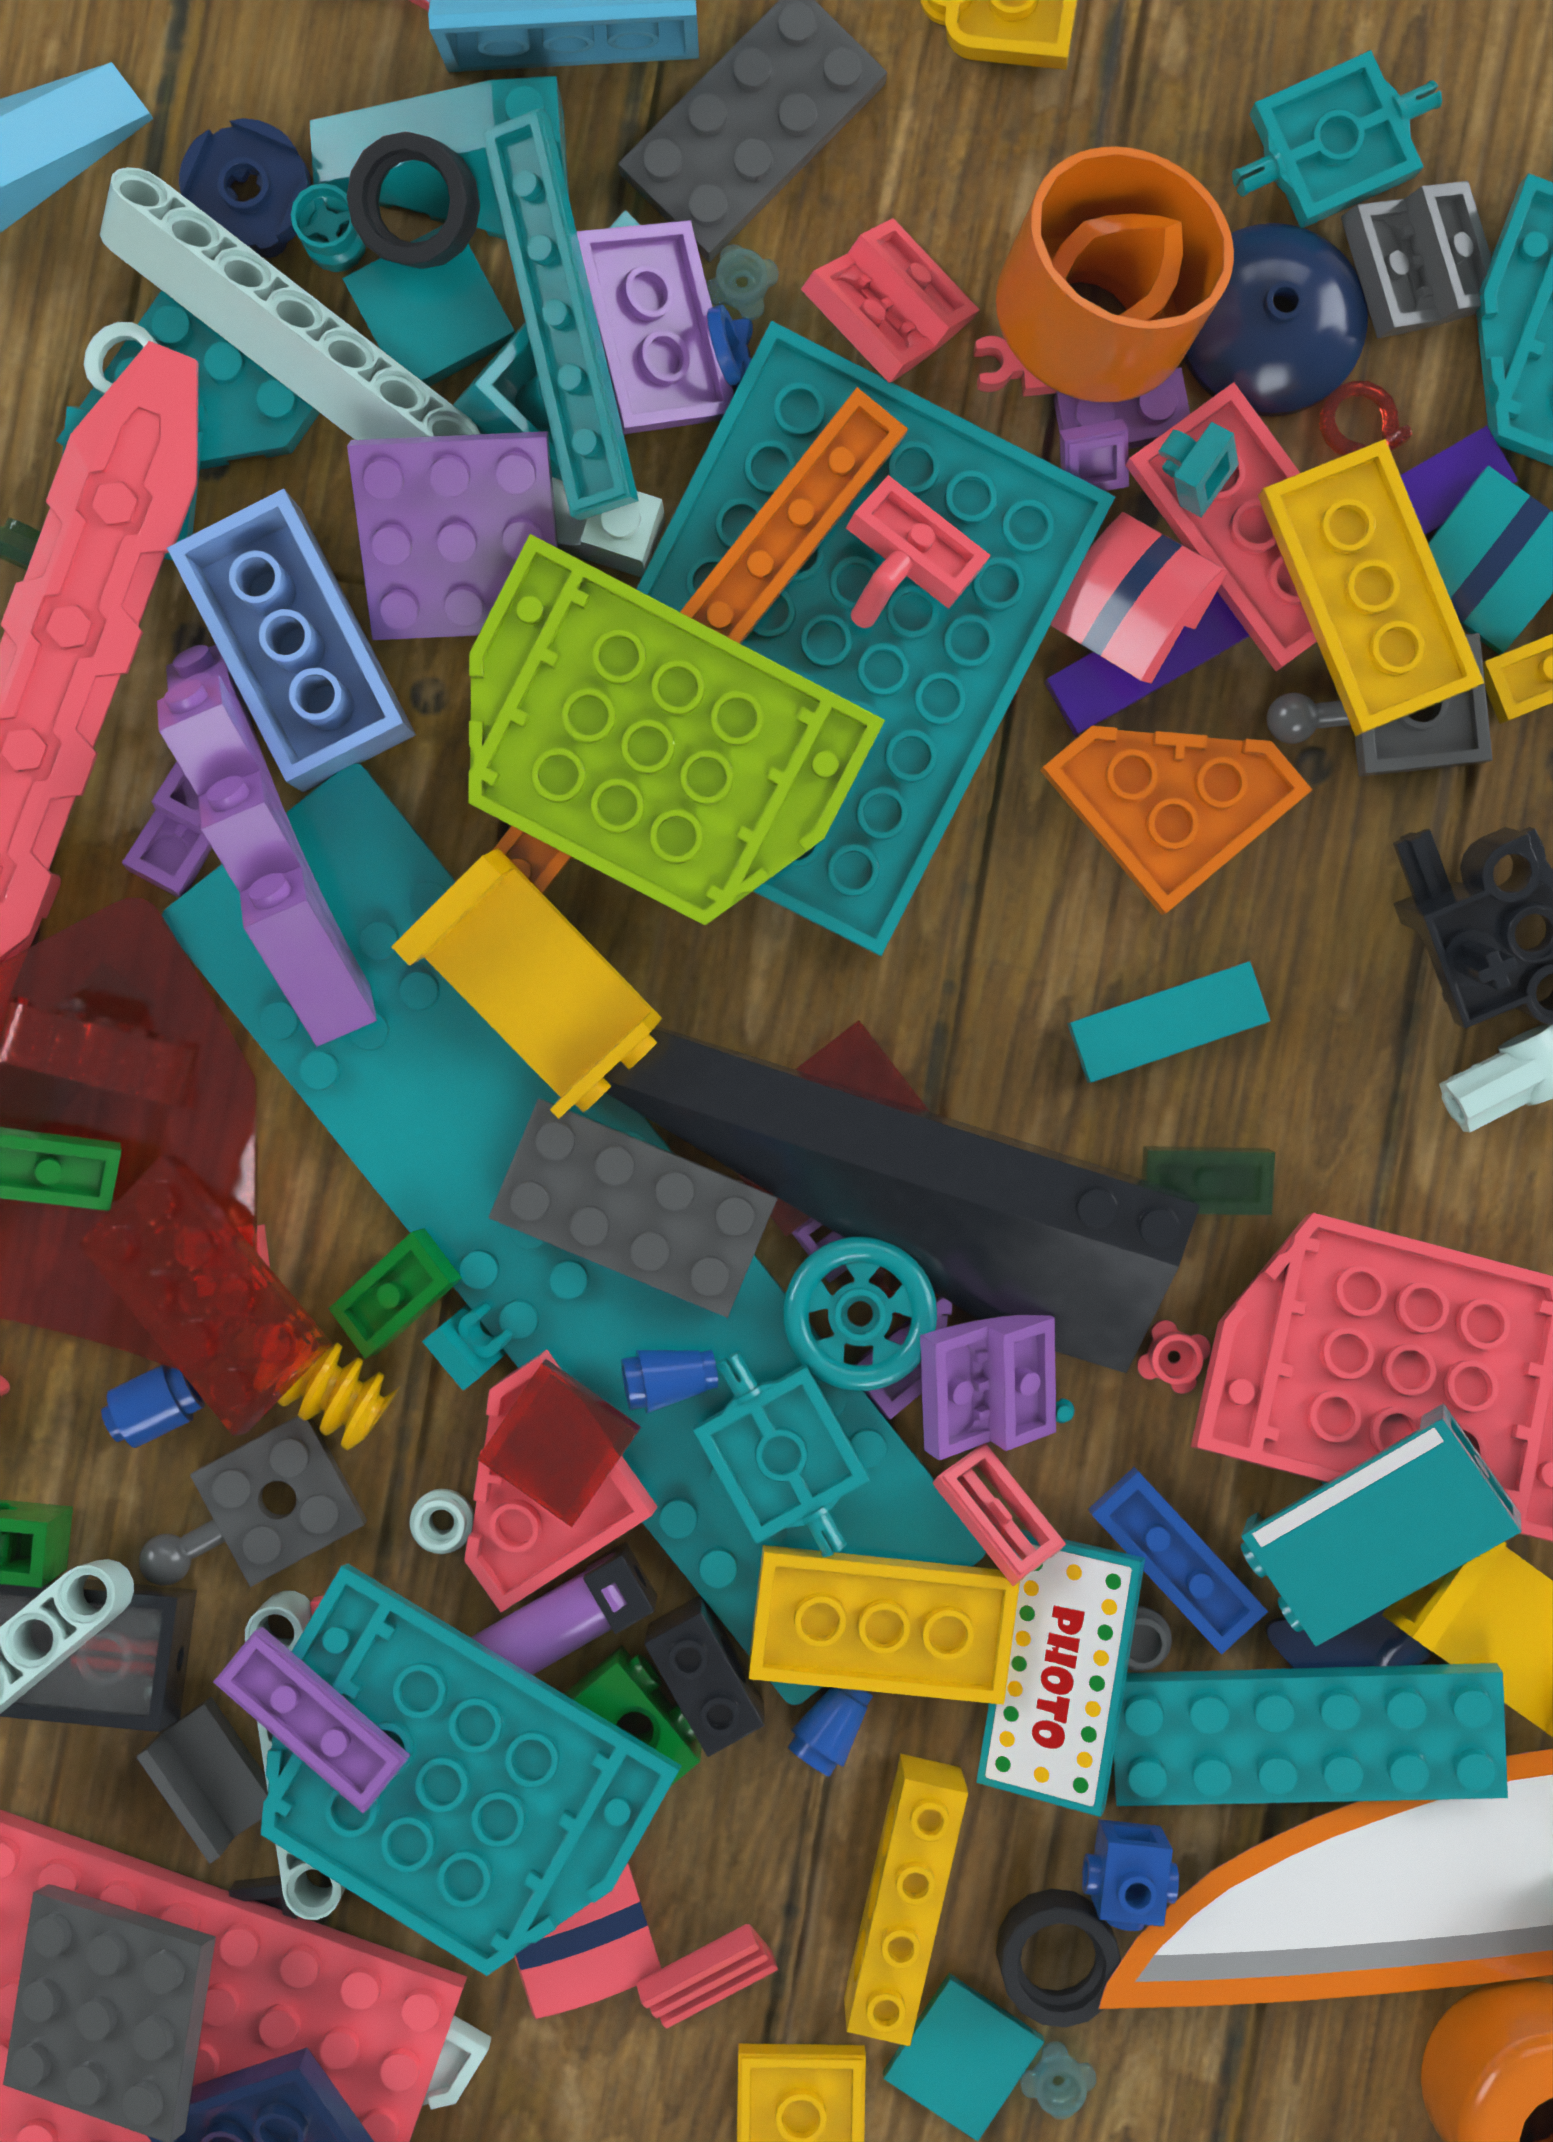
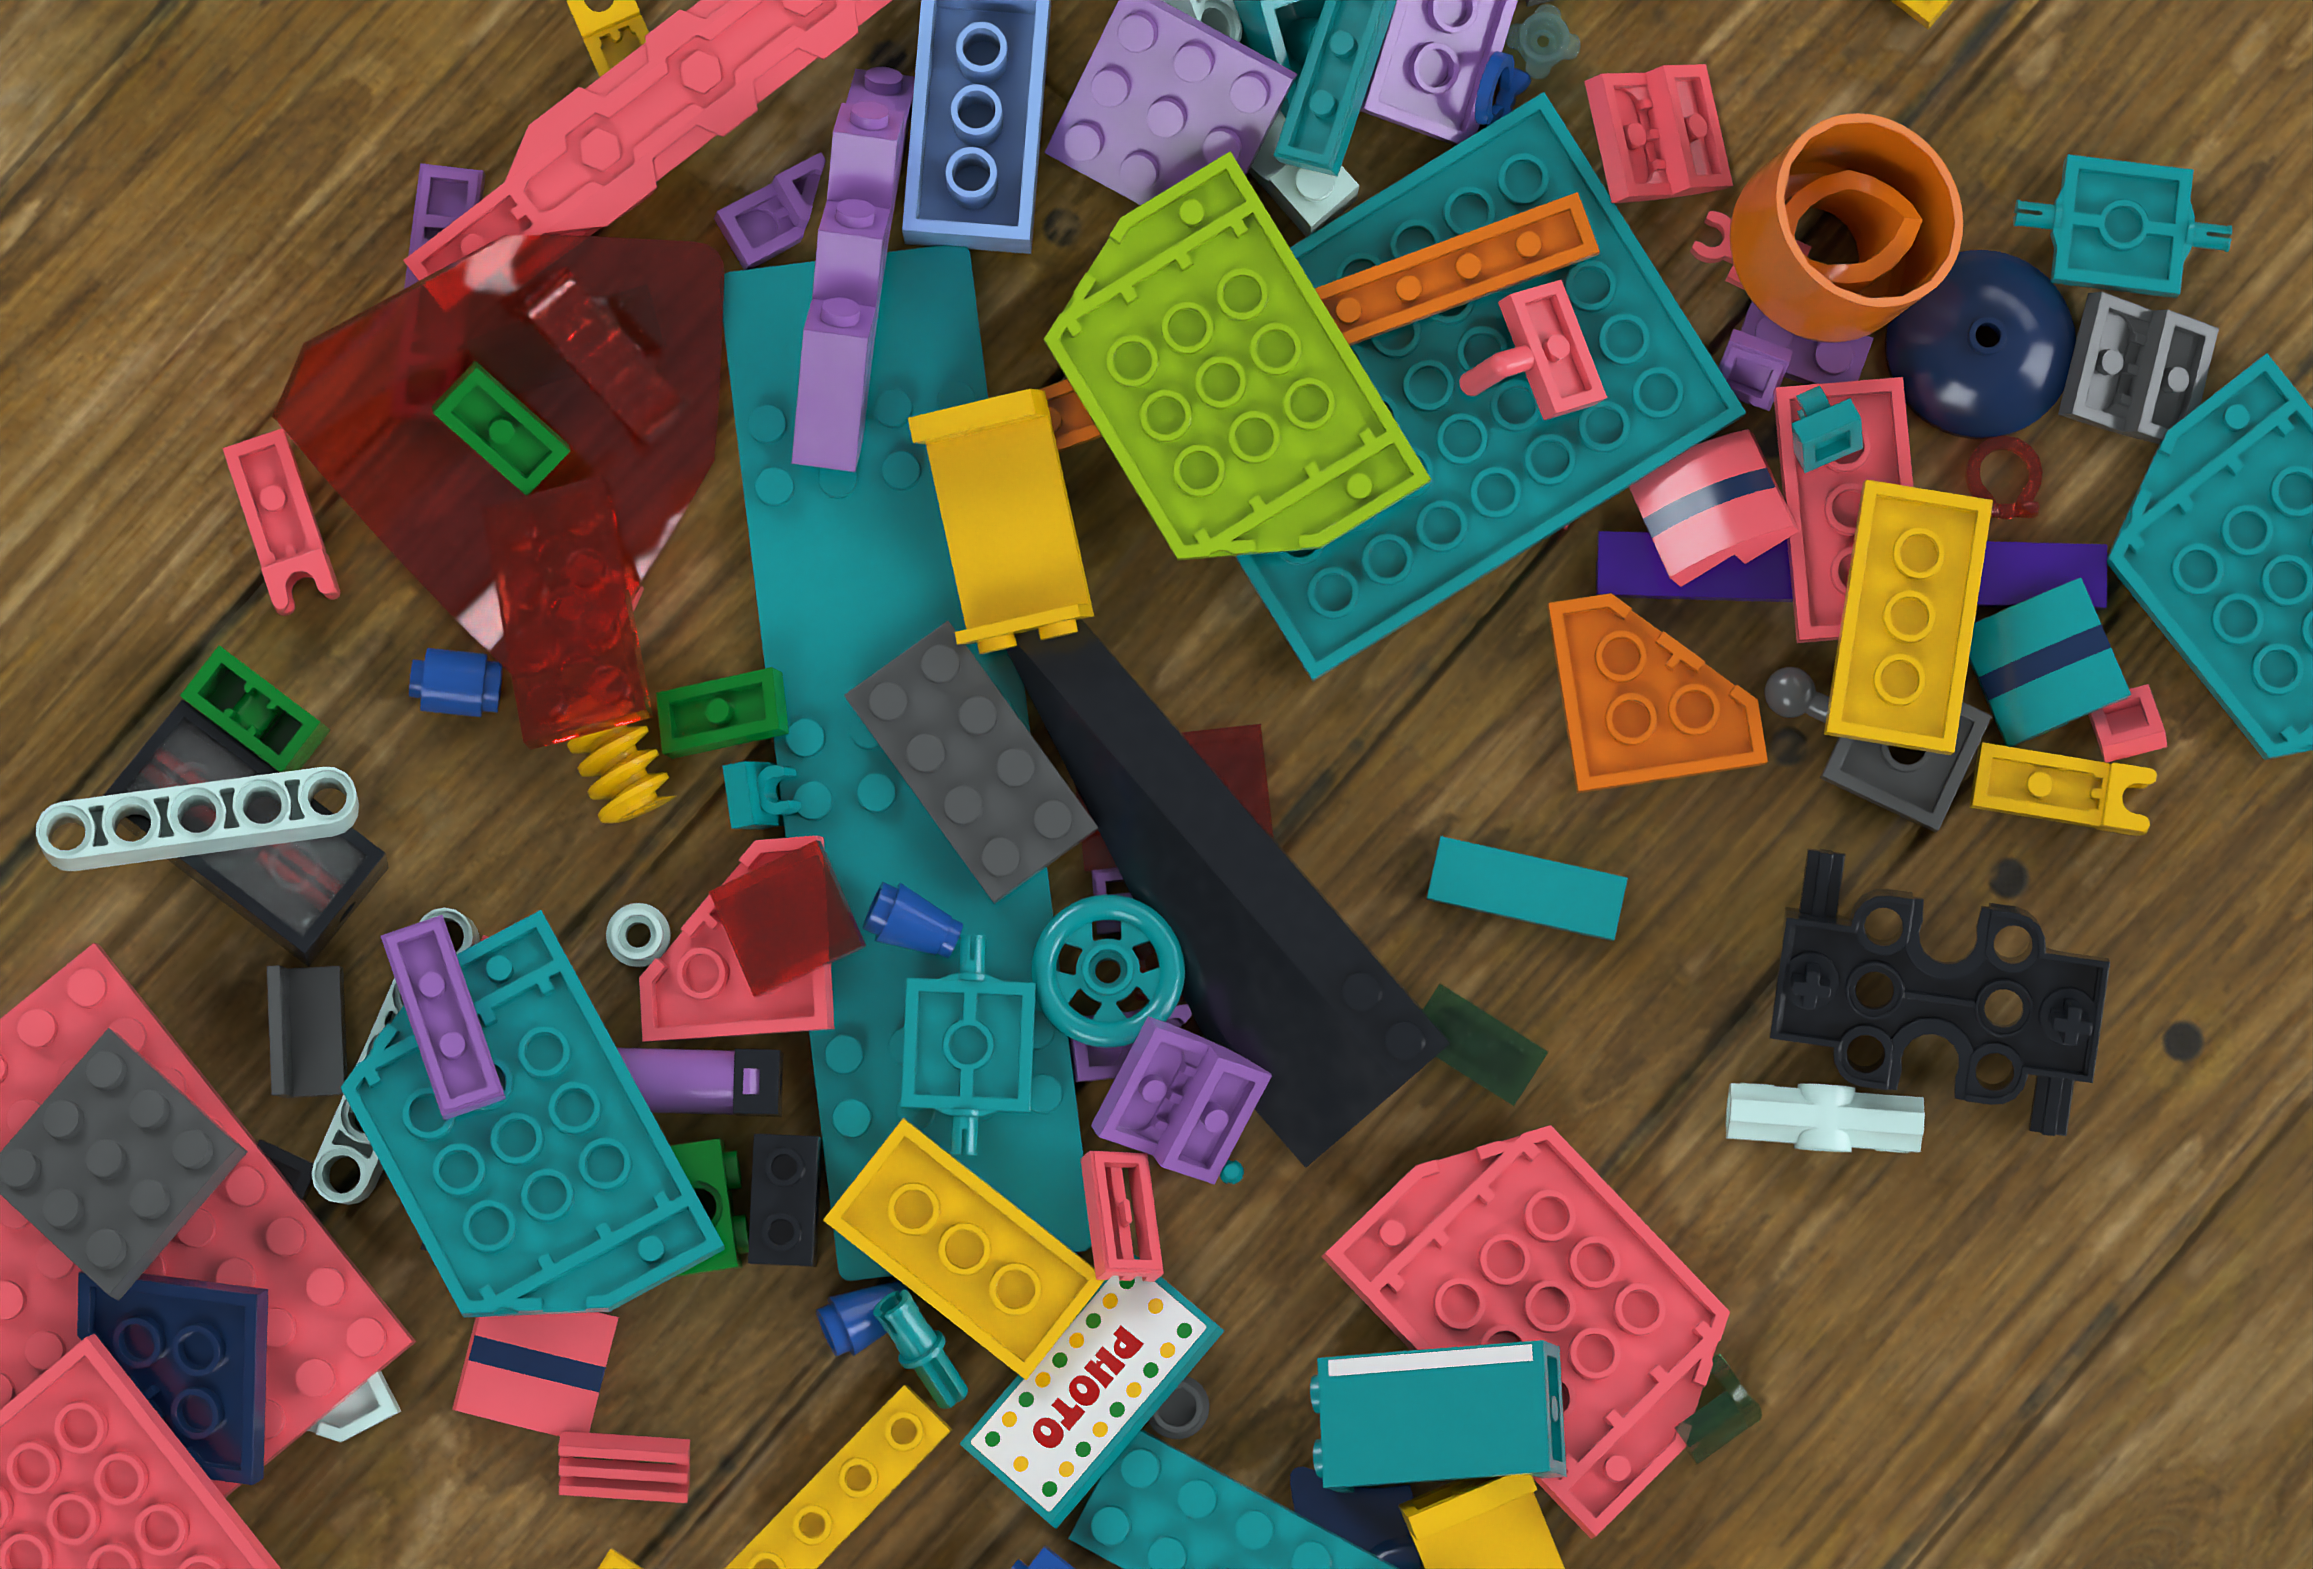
camera: 35 degrees right, 5 degrees down
(257, 1537) = (476, 801): dark grey plate -> none
(896, 1728) = (920, 1347): none -> teal axle
(1178, 1560) = (1252, 1357): blue plate -> none
(1191, 1351) = (1337, 1178): coral plate -> none

